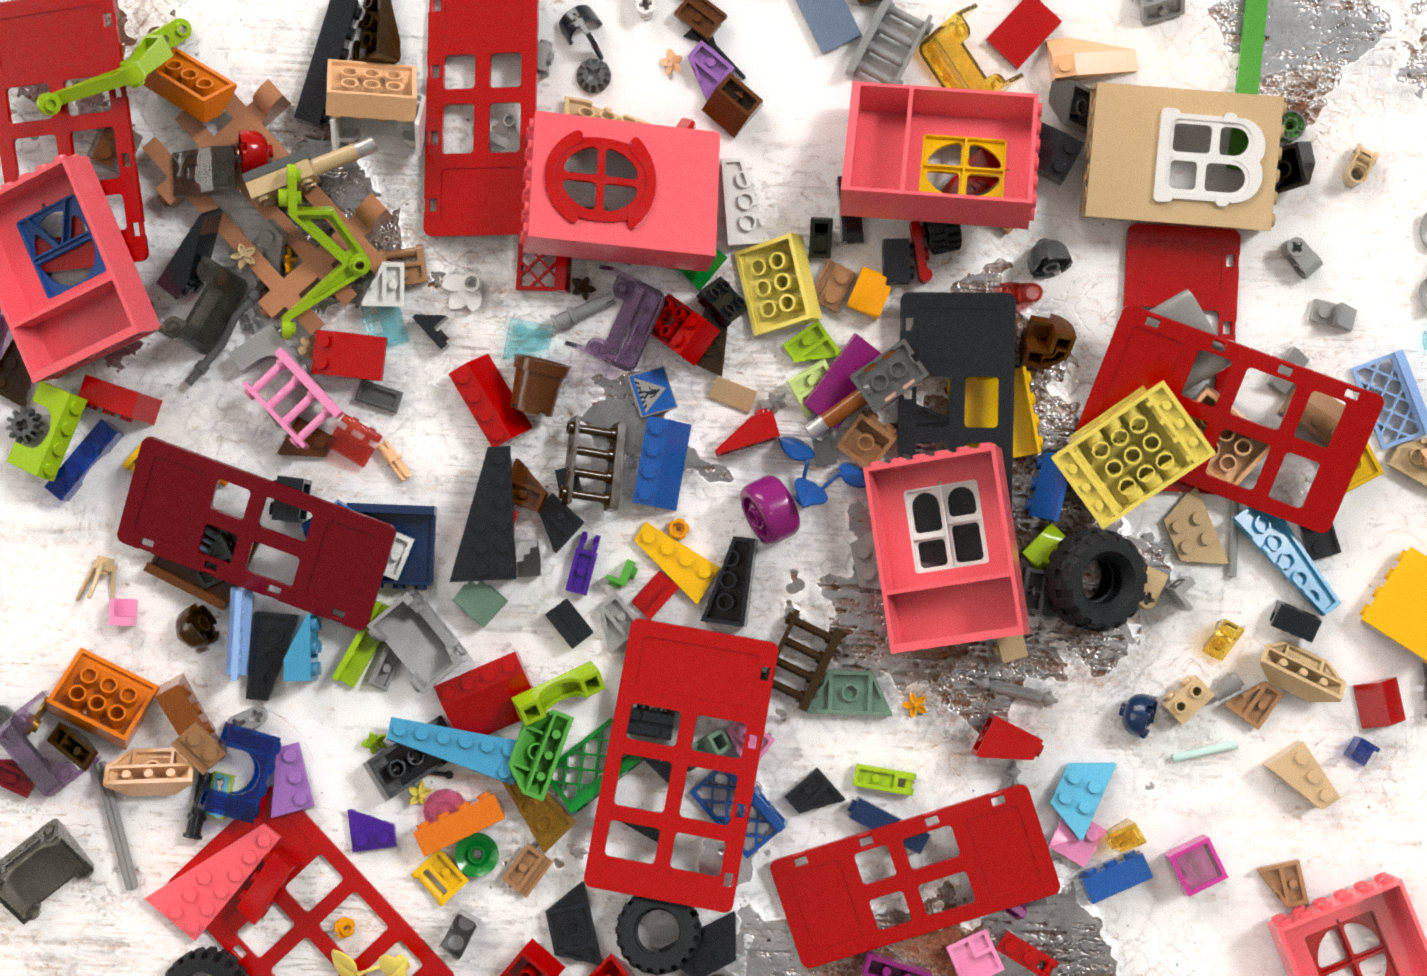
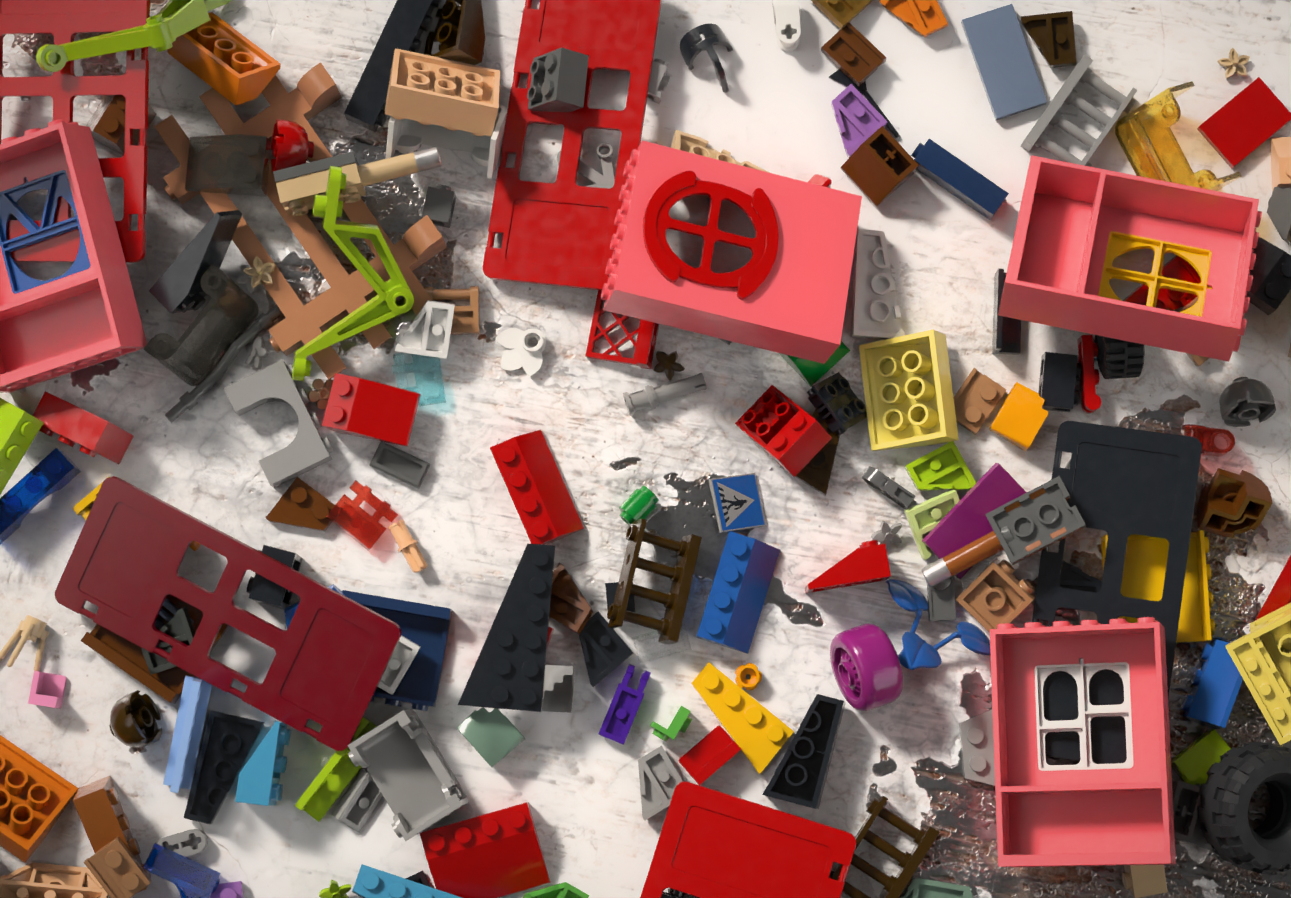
camera: 10 degrees right, 5 degrees down
(272, 243) = (295, 261): light grey wing -> none
(288, 260) = (312, 284): light orange plant -> none
(314, 393) = (322, 450): bright pink fence -> none
(382, 182) = (440, 205): none -> dark grey brick
(429, 324) = (474, 384): black slope -> none
(463, 69) = (558, 81): none -> dark grey slope
(526, 337) = (591, 416): clear light blue wing -> none
(537, 384) = (597, 475): reddish brown piece -> none
(569, 623) = (598, 776): black panel -> none
(573, 404) = (638, 505): none -> green brick
(578, 682) = (601, 851): lime arch -> none
(593, 85) = (711, 121): dark grey gear -> none
(632, 325) = (723, 417): clear purple windscreen -> none
(672, 62) = (811, 105): light nougat plant -> none
(733, 394) = (836, 518): tan slope -> none
(771, 364) = (888, 487): none -> dark grey piece
(797, 106) = (959, 178): none -> dark blue brick
(820, 237) = (968, 340): pearl dark grey slope -> none

